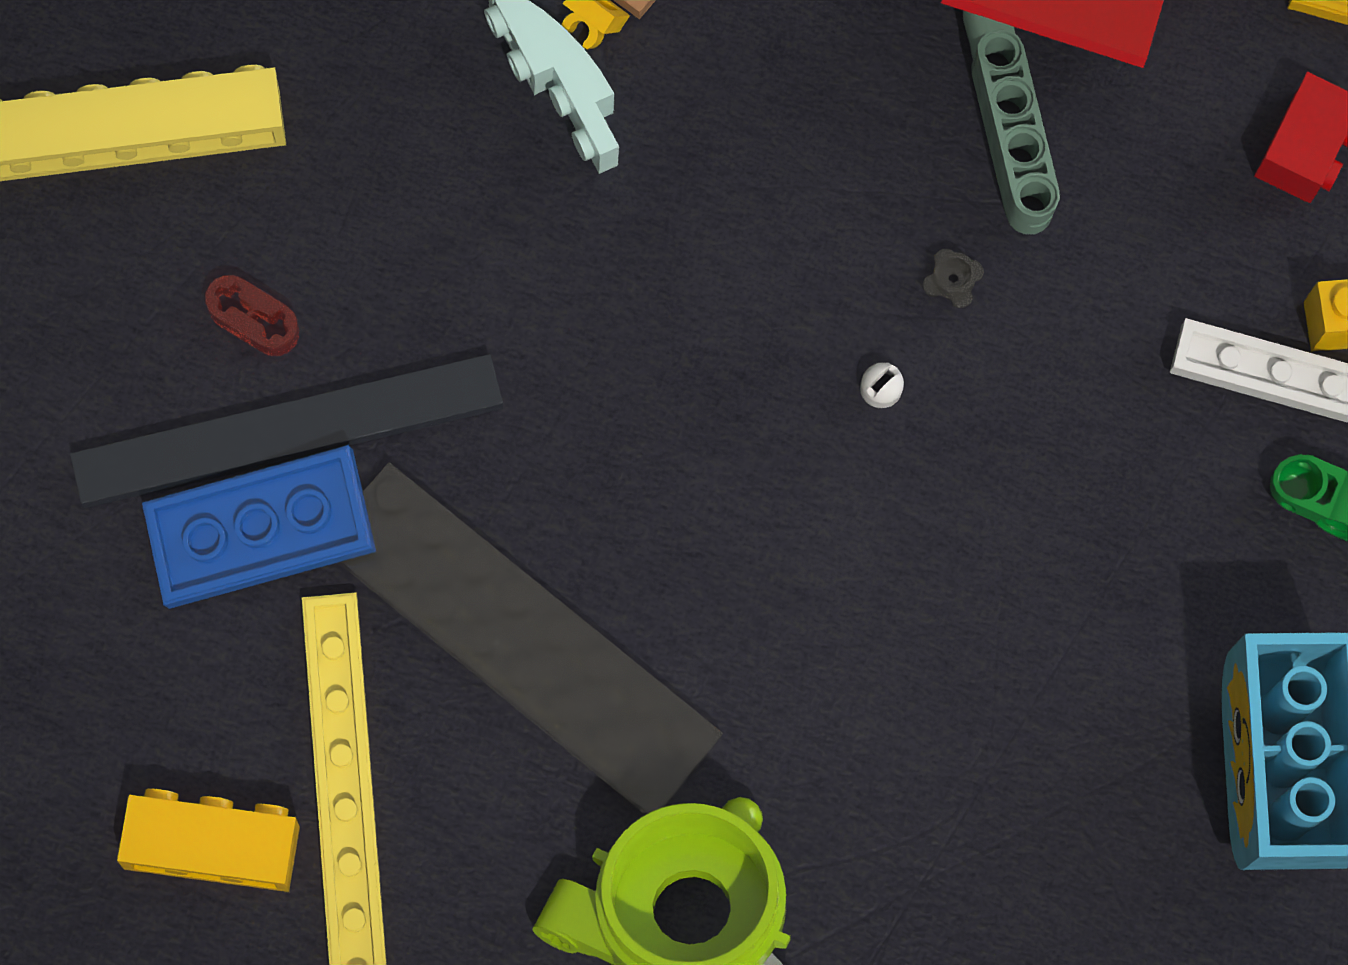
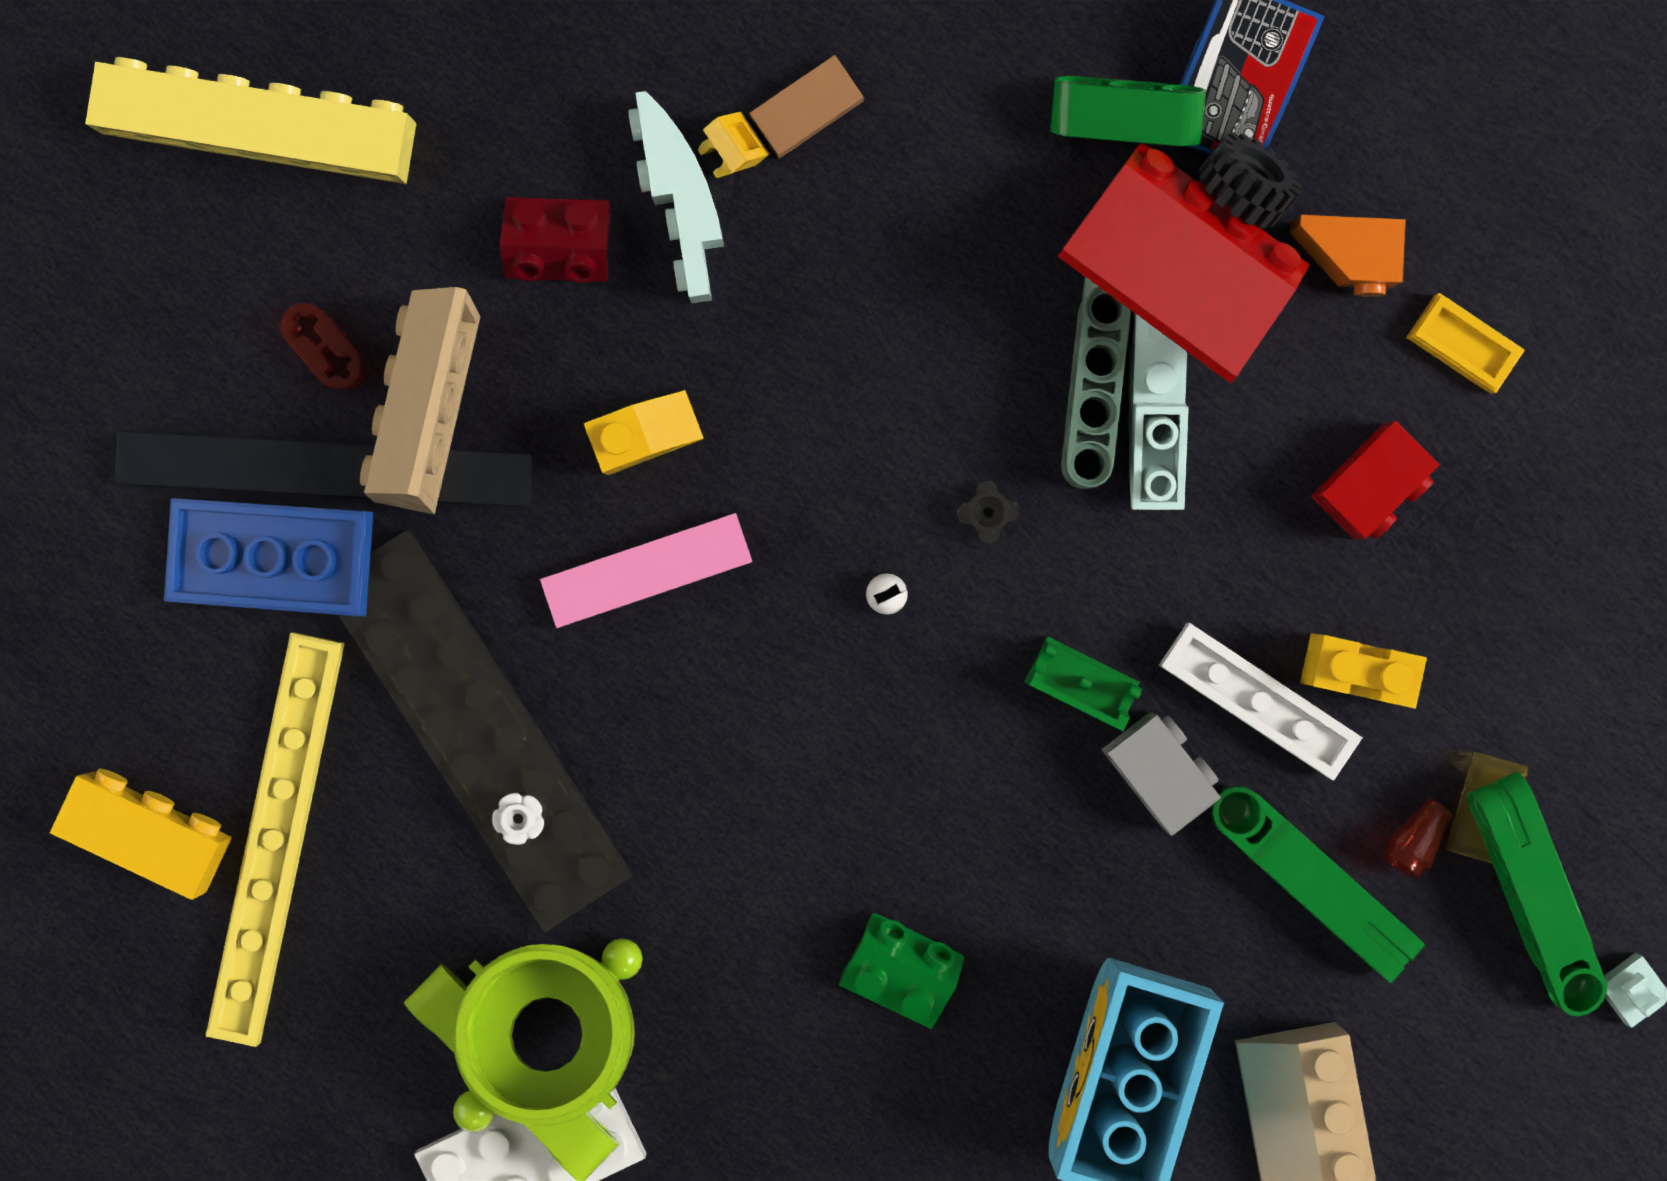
camera: 25 degrees right, 15 degrees up
(369, 325) = (421, 400): none -> tan slope
(451, 150) = (555, 239): none -> dark red bracket
(591, 301) = (643, 432): none -> yellow slope
(593, 714) = (516, 804): none -> white plate
(638, 432) = (646, 570): none -> bright pink tile
(1027, 744) = (903, 970): none -> green bracket
(1079, 132) = (1156, 420): none -> light aqua slope
(1103, 412) = (1083, 683): none -> green hinge
(1211, 468) = (1162, 772): none -> light grey brick

